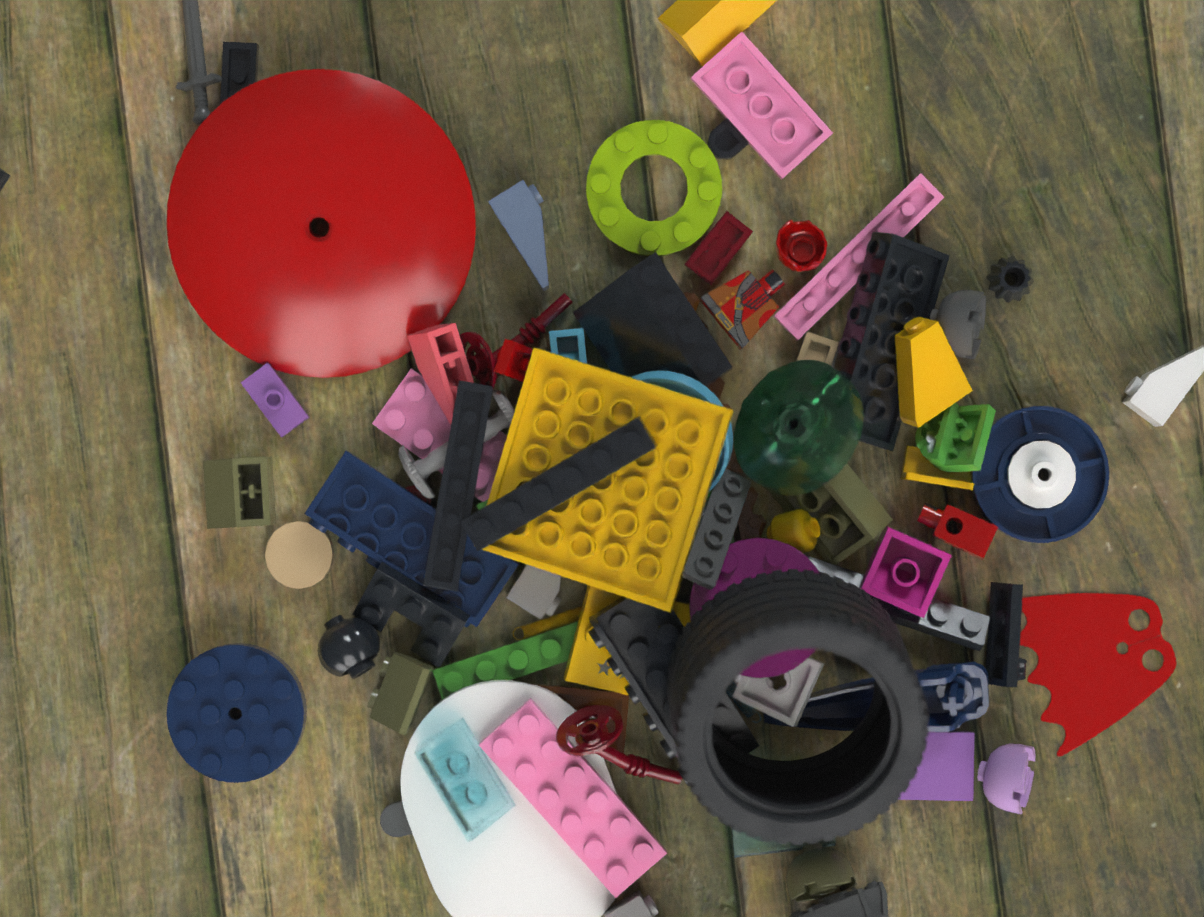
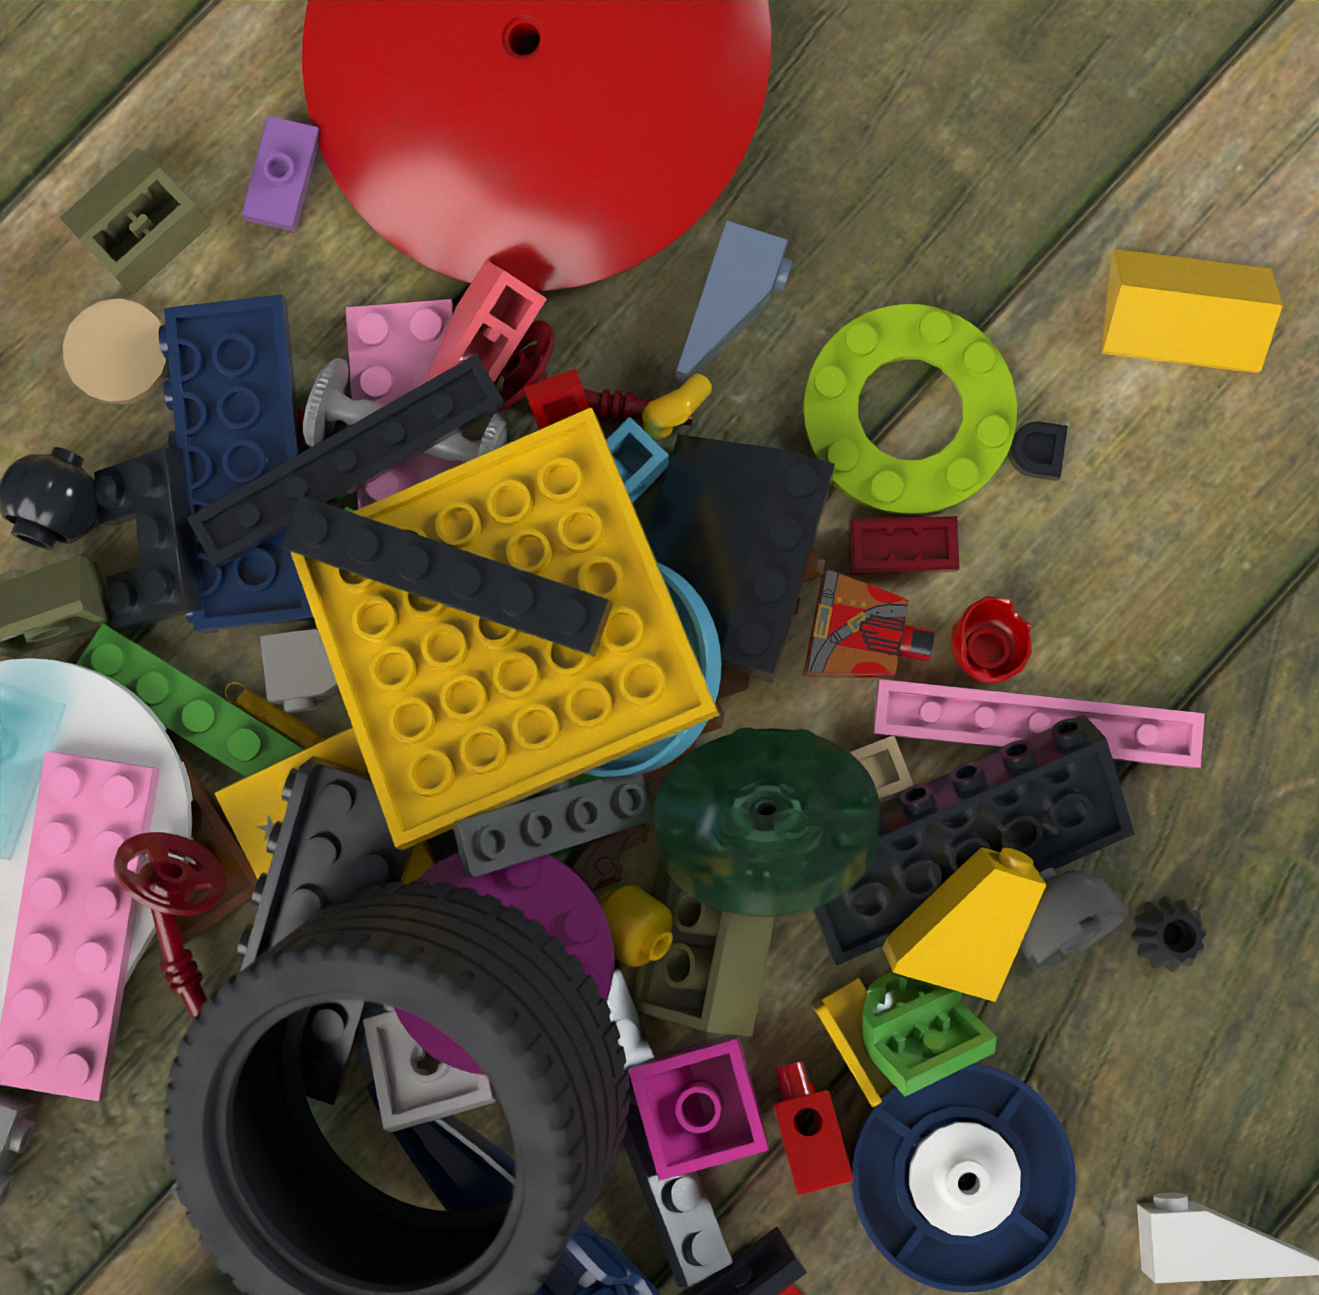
camera: 45 degrees right, 5 degrees down
(560, 303) = (675, 407): none -> yellow arm
(761, 105) = (1118, 455): bright pink plate -> none

